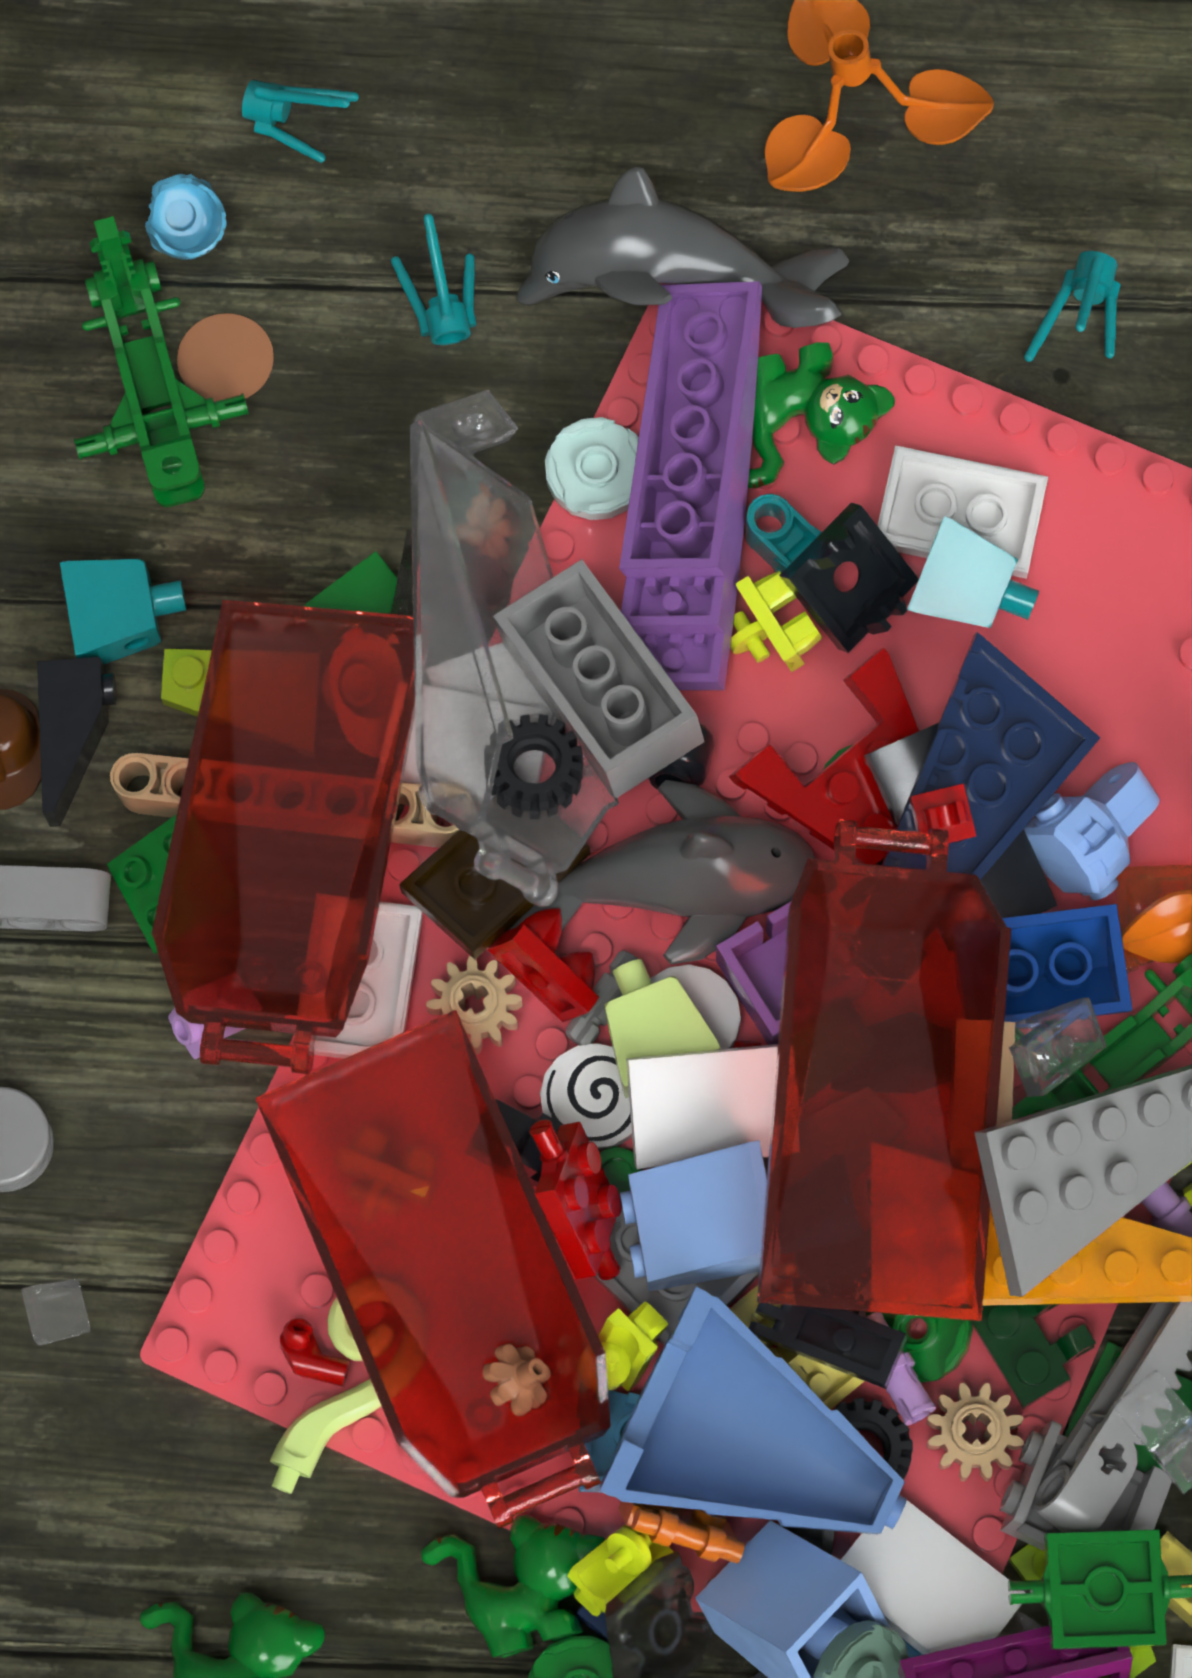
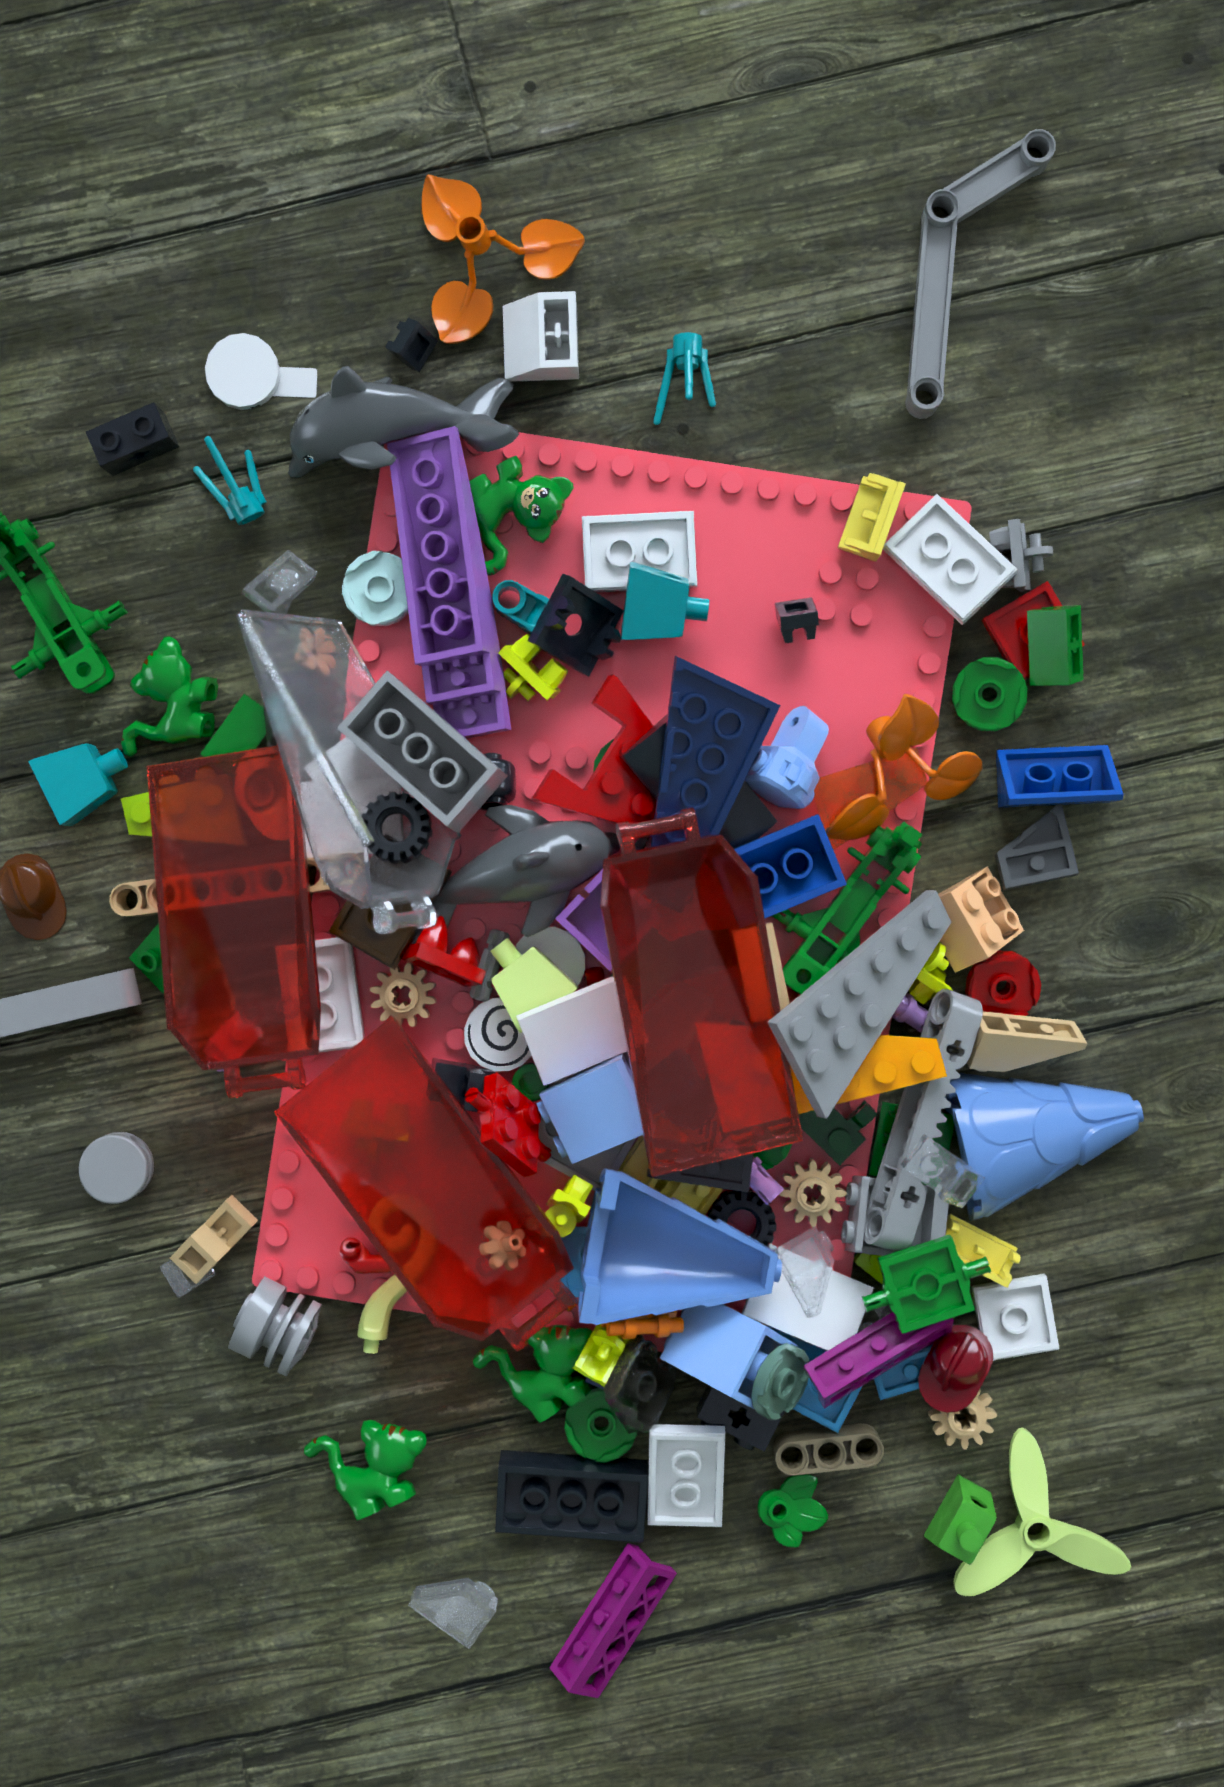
camera: 20 degrees left, 15 degrees up
(71, 724) = (73, 870): black slope -> none
(107, 1276) = (213, 1239): none -> tan slope
(151, 1403) = (271, 1324): none -> light grey wheel
(185, 217) = (38, 480): medium azure hair -> none
(225, 357) = (99, 573): nougat sticker -> none
(272, 103) = (75, 373): teal plant -> none
(276, 510) = (167, 679): none -> green animal
(325, 198) = (132, 439): none -> black brick
(494, 155) = (242, 371): none -> white tile
(543, 182) = (297, 382): none -> white sticker
(729, 177) = (412, 344): none -> black tile
(903, 210) = (541, 337): none -> white slope
(938, 1527) = (807, 1268): none -> clear slope
(944, 809) = (686, 791): red tile -> none
(1055, 1045) = (801, 926): clear slope -> none
(1155, 645) = (795, 615): none -> black tile

